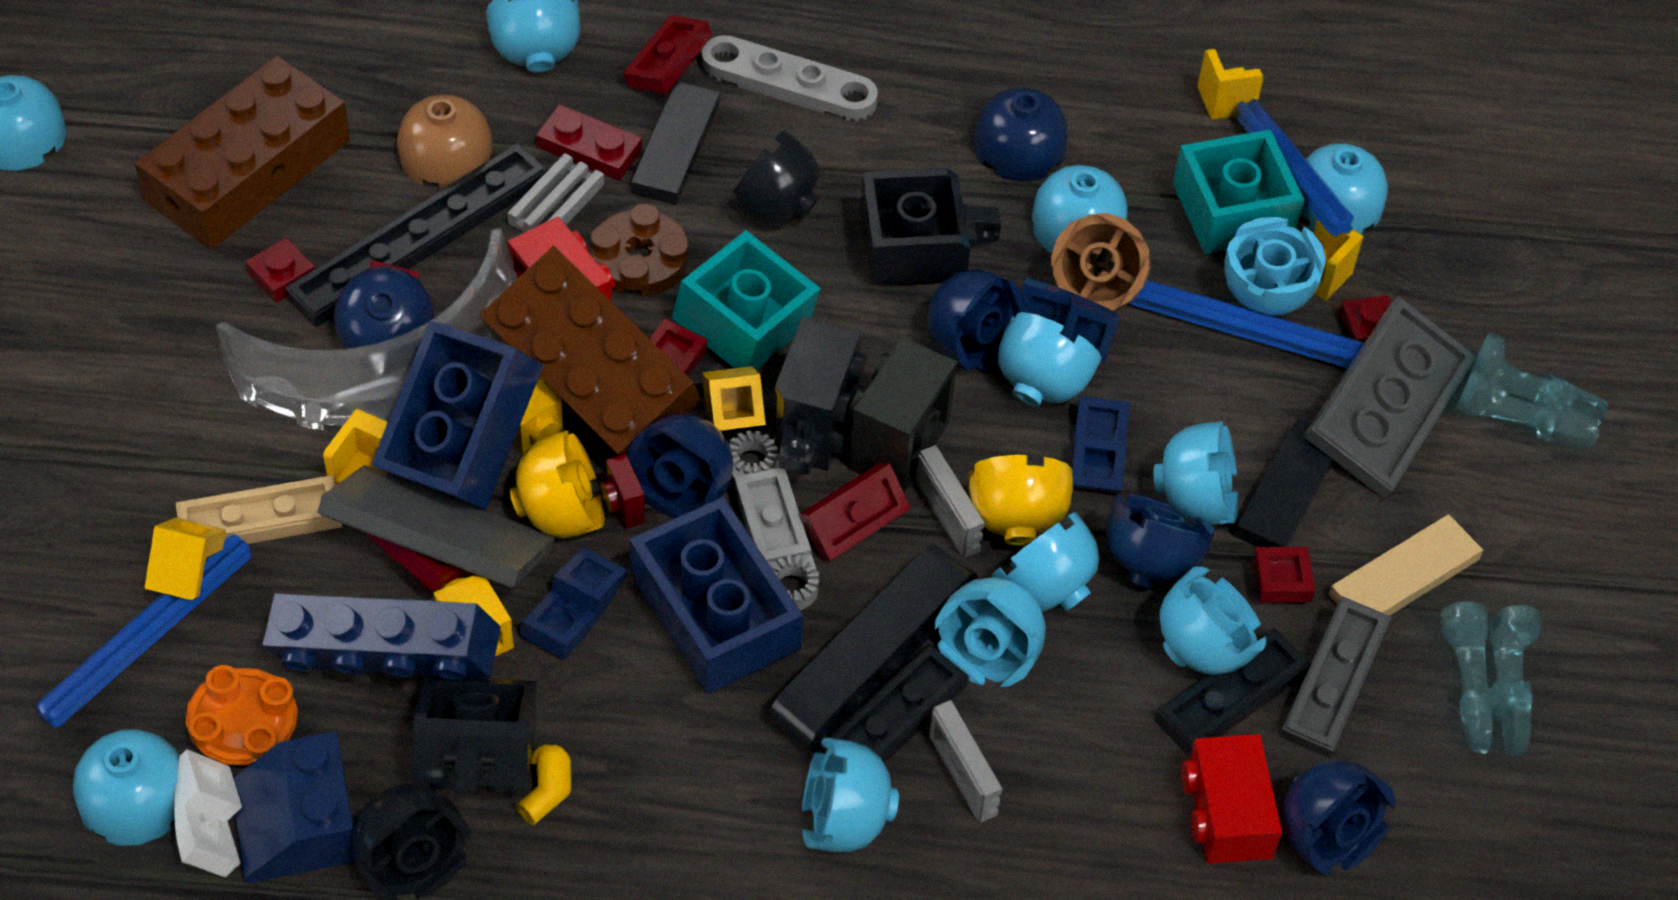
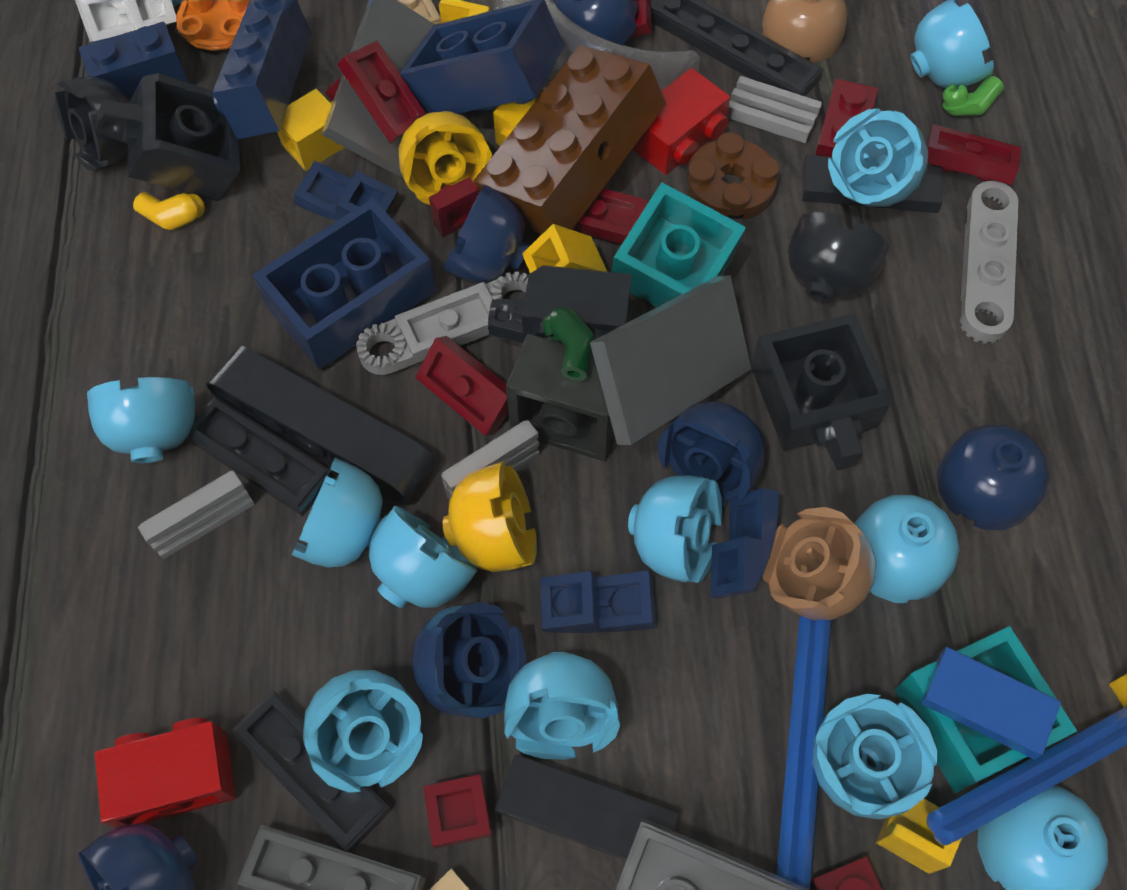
camera: 85 degrees right, 10 degrees up
(476, 515) = (381, 90): none -> dark red plate
(595, 38) = (961, 103): none -> bright green arm
(688, 110) = (878, 158): none -> medium azure cylinder
(877, 363) = (576, 336): none -> dark green arm
(891, 310) = (670, 358): none -> dark grey tile
(1246, 171) = (991, 703): none -> blue tile

